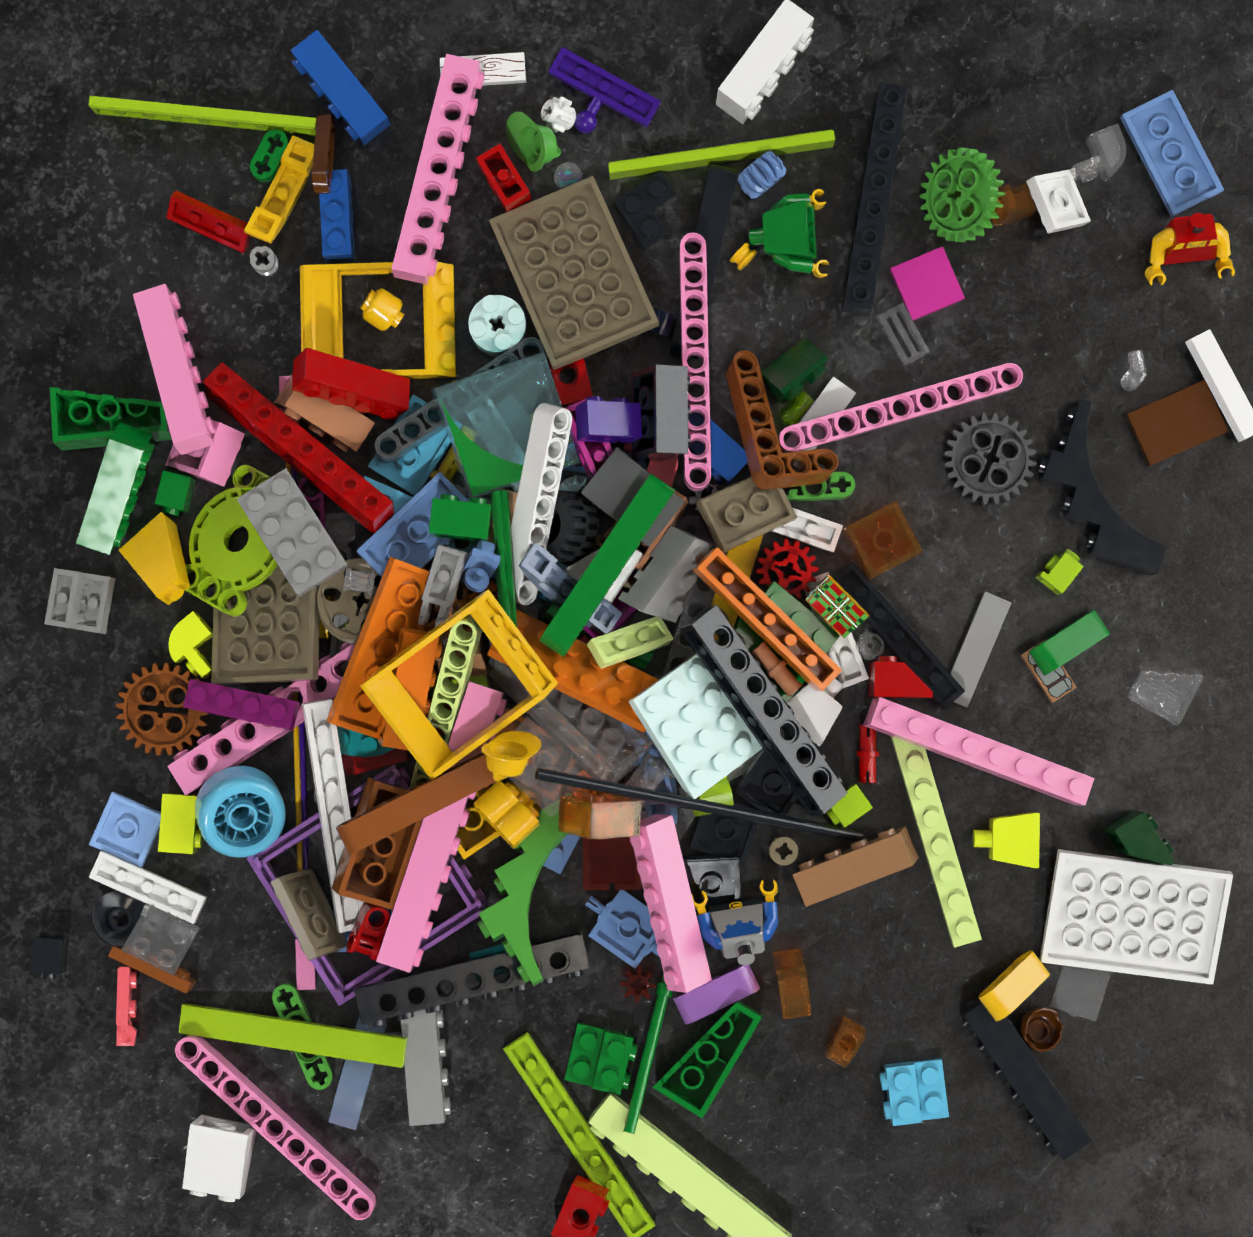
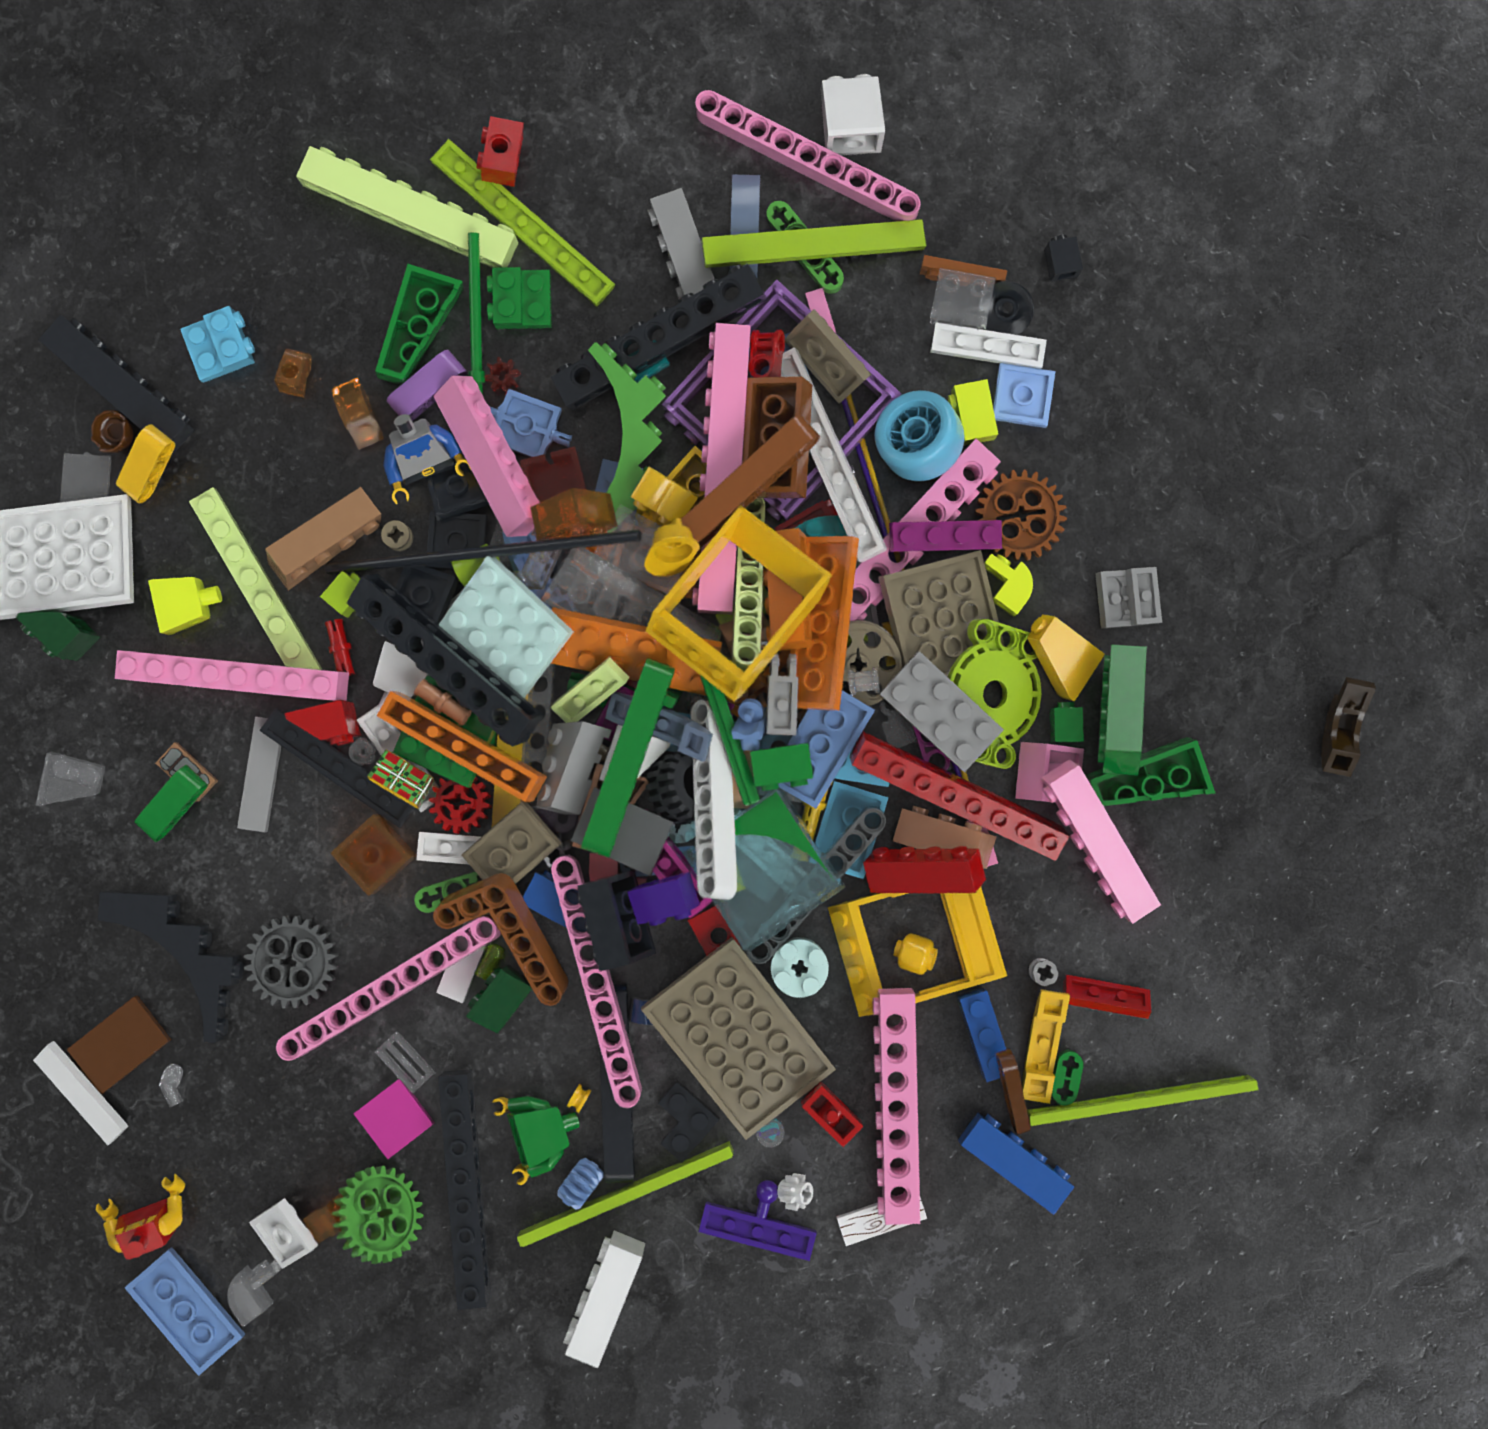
camera: 165 degrees right, 0 degrees up
(126, 1006) = (977, 229): coral hinge -> none
(531, 142) = (814, 1157): bright green piece -> none
(1060, 571) = (196, 869): lime brick -> none

